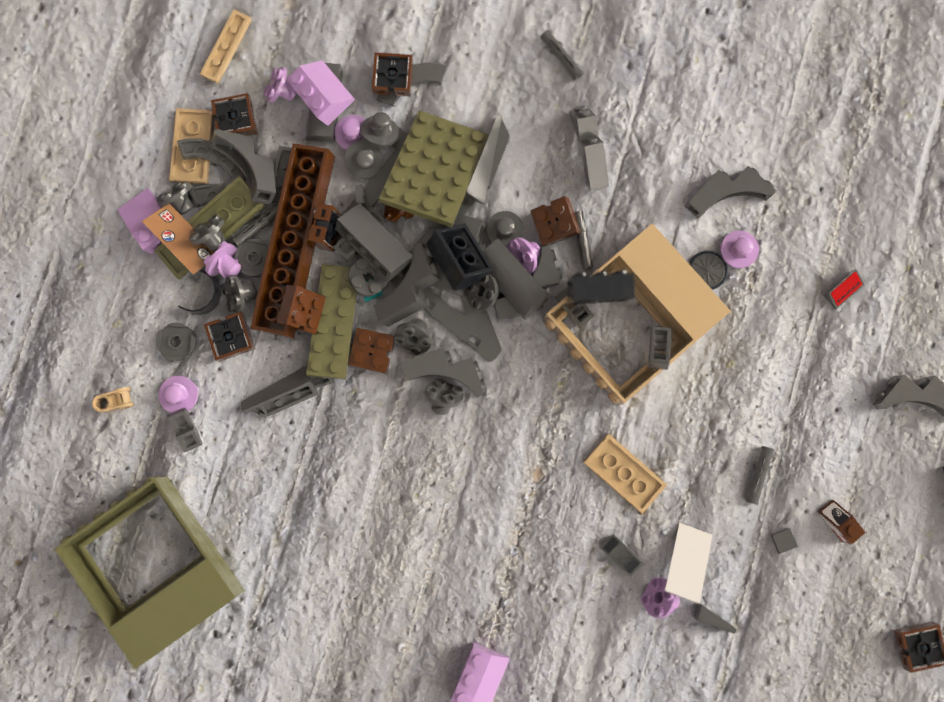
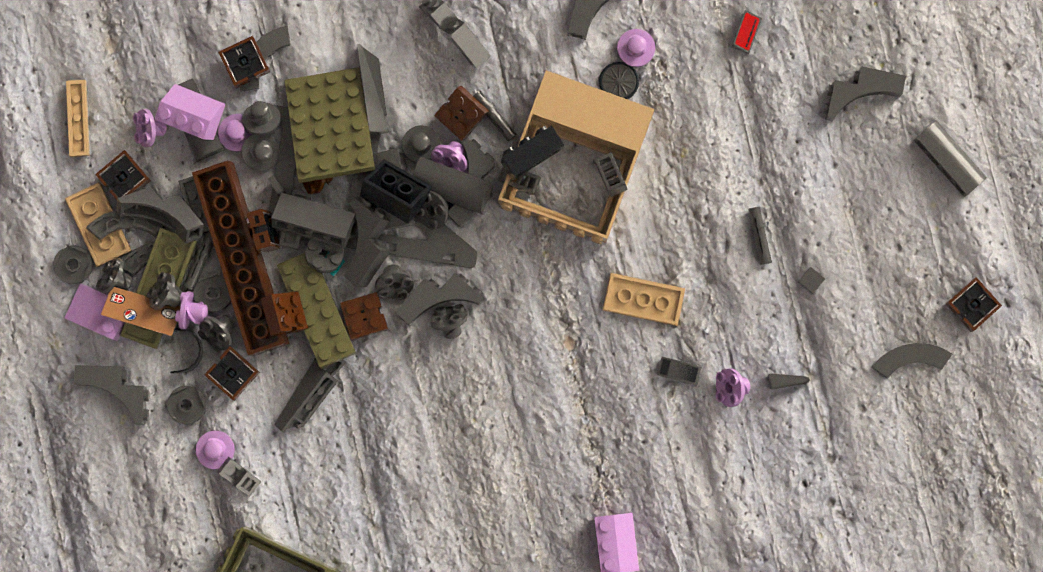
camera: 30 degrees left, 0 degrees up
(117, 400) = (163, 484): tan piece -> none
(125, 286) = (112, 380): none -> dark grey arch
(152, 157) = (78, 274): none -> dark grey plate
(689, 563) = (738, 343): white sticker -> none
(835, 656) = (909, 354): none -> dark grey tile
(841, 522) = (850, 237): slope -> none

